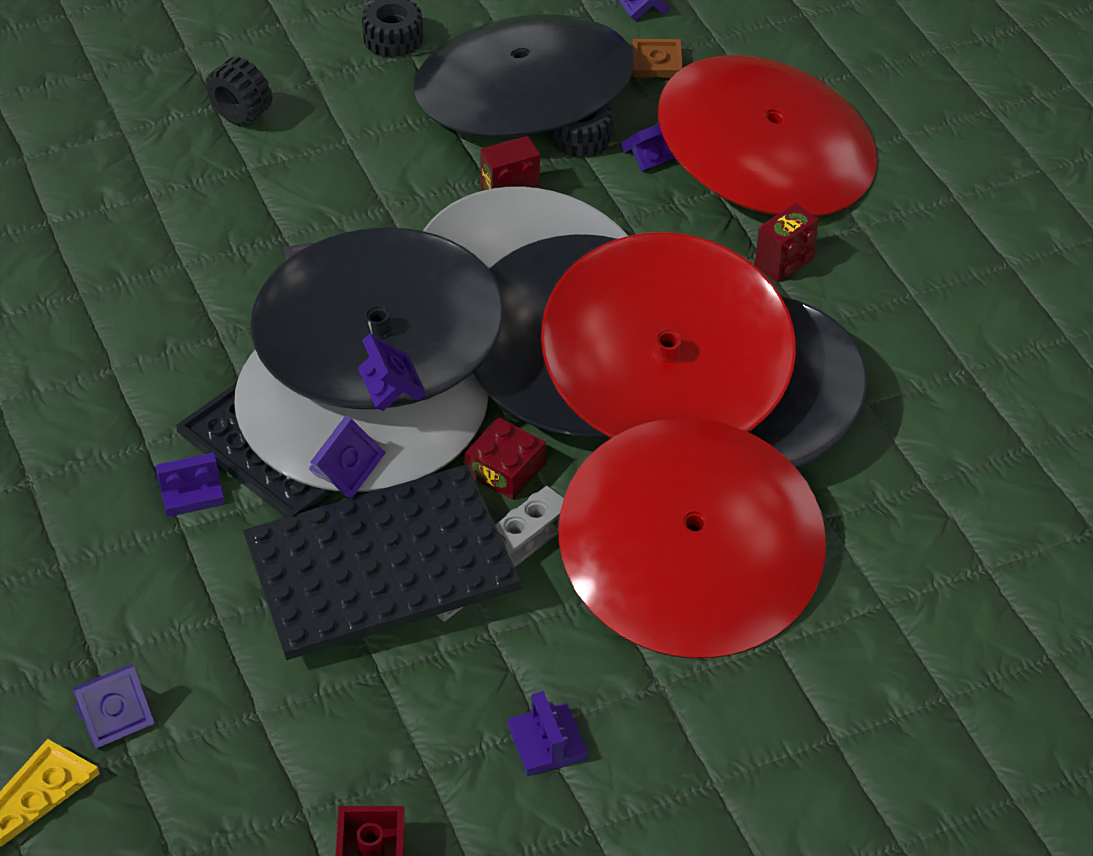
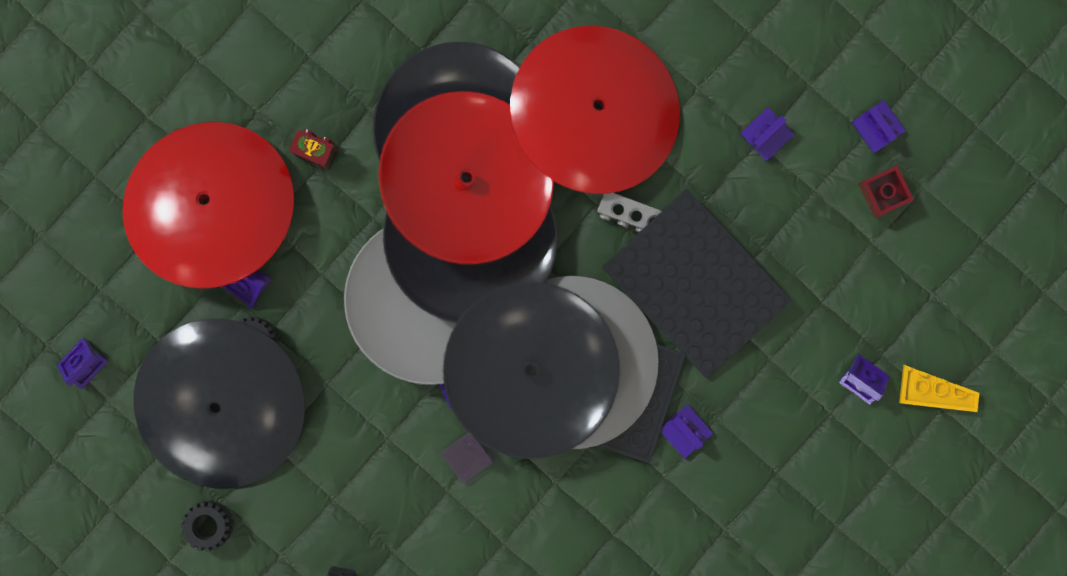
camera: 115 degrees left, 40 degrees up
(347, 457) = (642, 337): dark purple bracket -> none
(388, 373) = (589, 328): dark purple bracket -> none
(506, 458) = (581, 249): dark red brick -> none
(510, 165) = (329, 363): dark red brick -> none
(656, 57) = (148, 321): dark orange plate -> none

